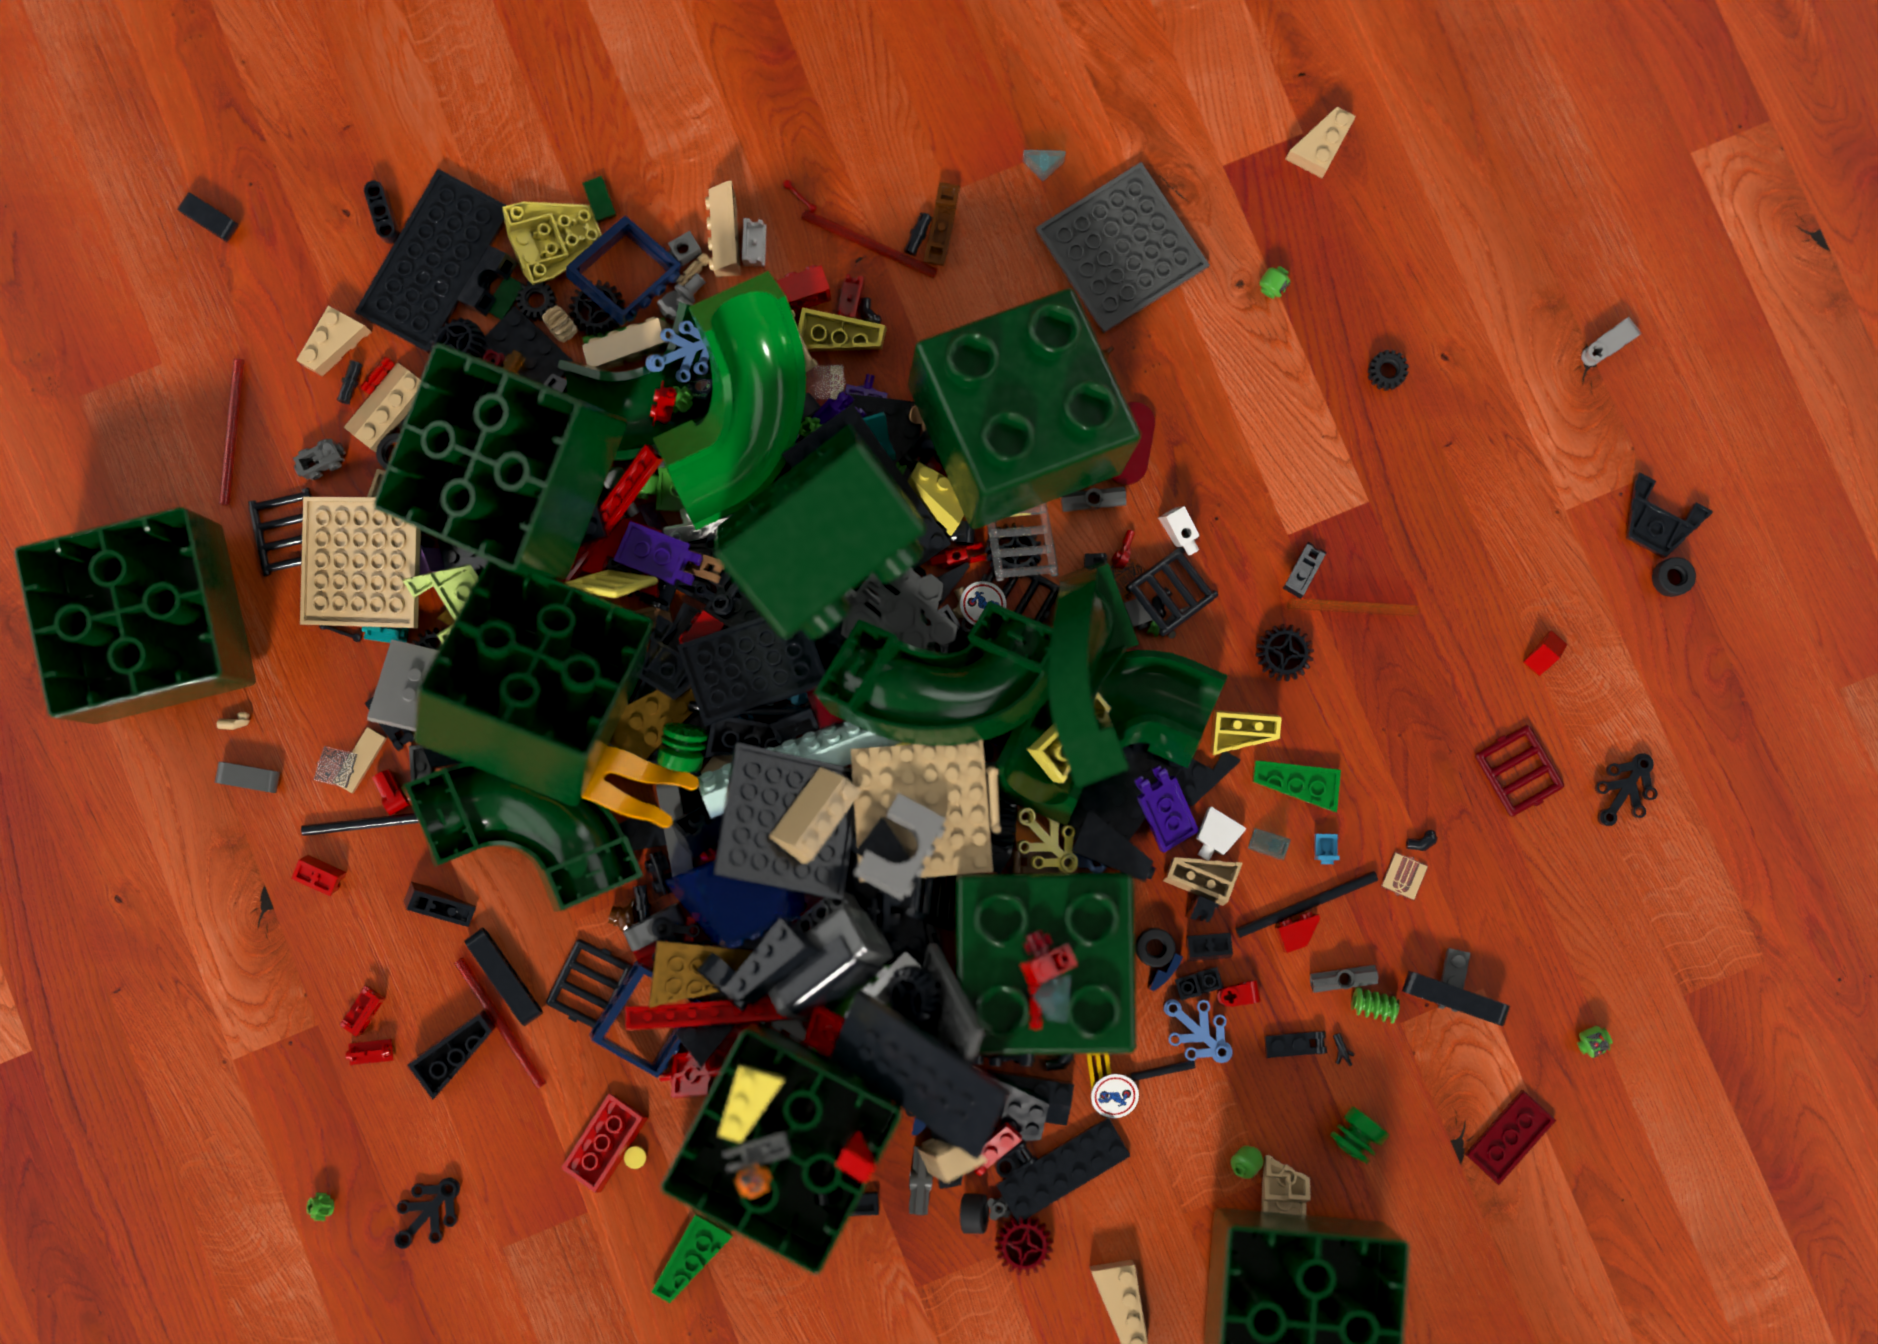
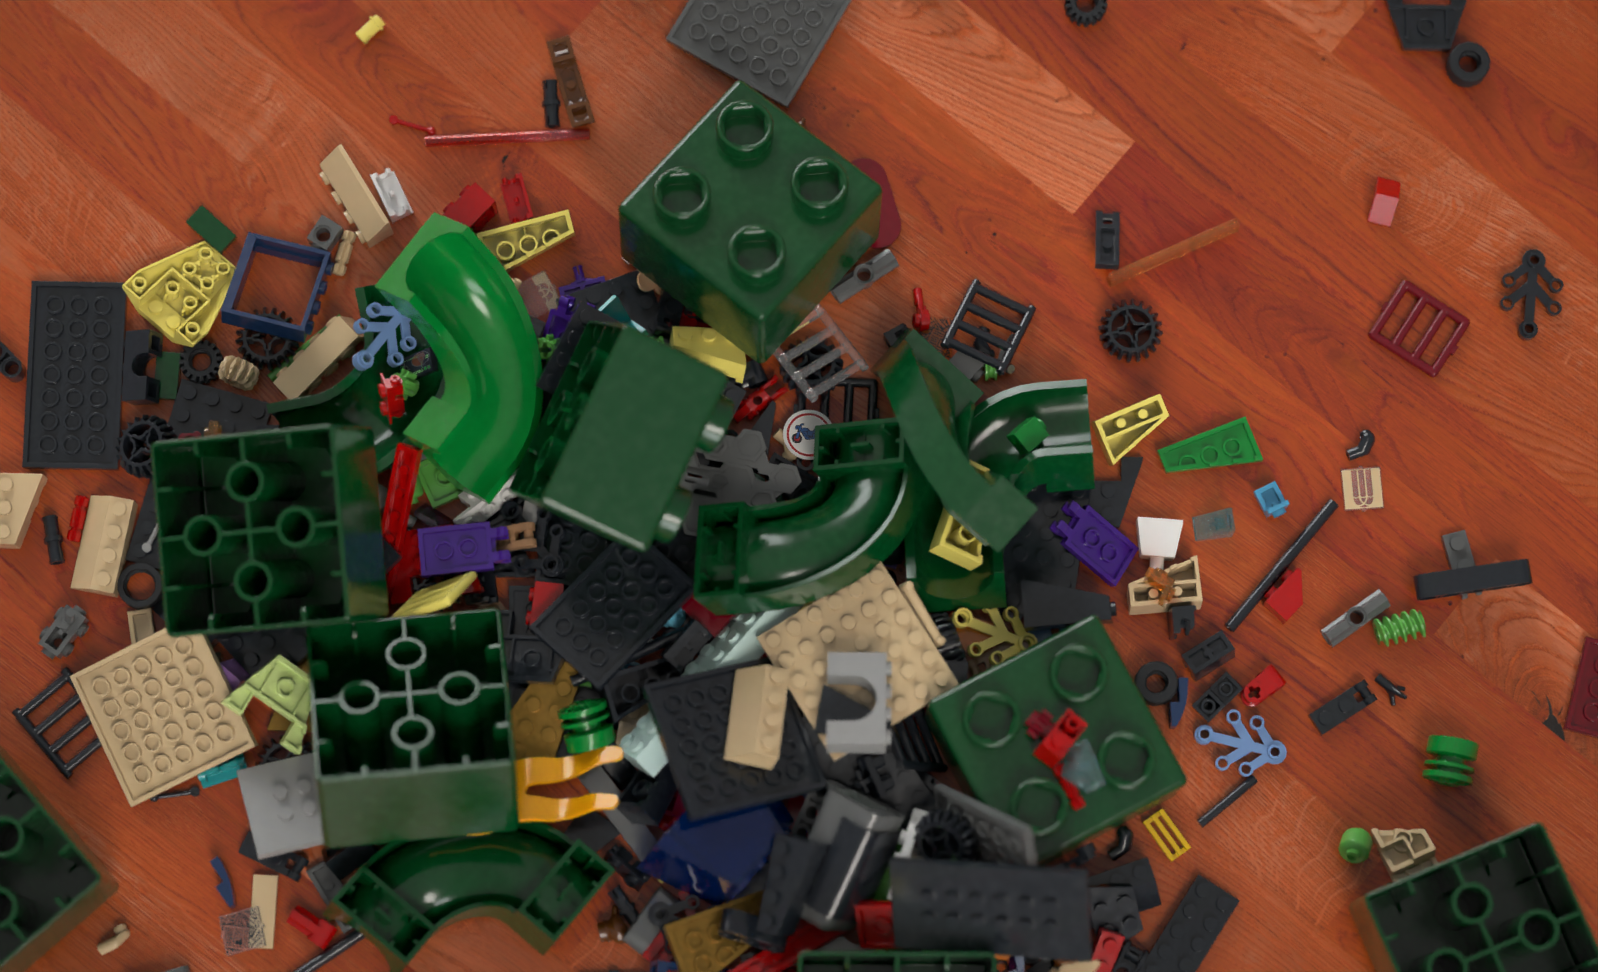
camera: 30 degrees left, 5 degrees down
(340, 728) = (226, 888): none -> dark blue slope
(669, 303) = (342, 293): light grey piece -> none
(806, 101) = (370, 29): none -> light yellow pin
(866, 313) = (542, 208): black arm -> none
(1115, 1096) = (1193, 850): white sticker -> none
(1156, 697) = (1028, 435): none -> green brick
(1176, 521) = (956, 258): white torso -> none
(1201, 869) = (1160, 580): none -> clear orange bracket

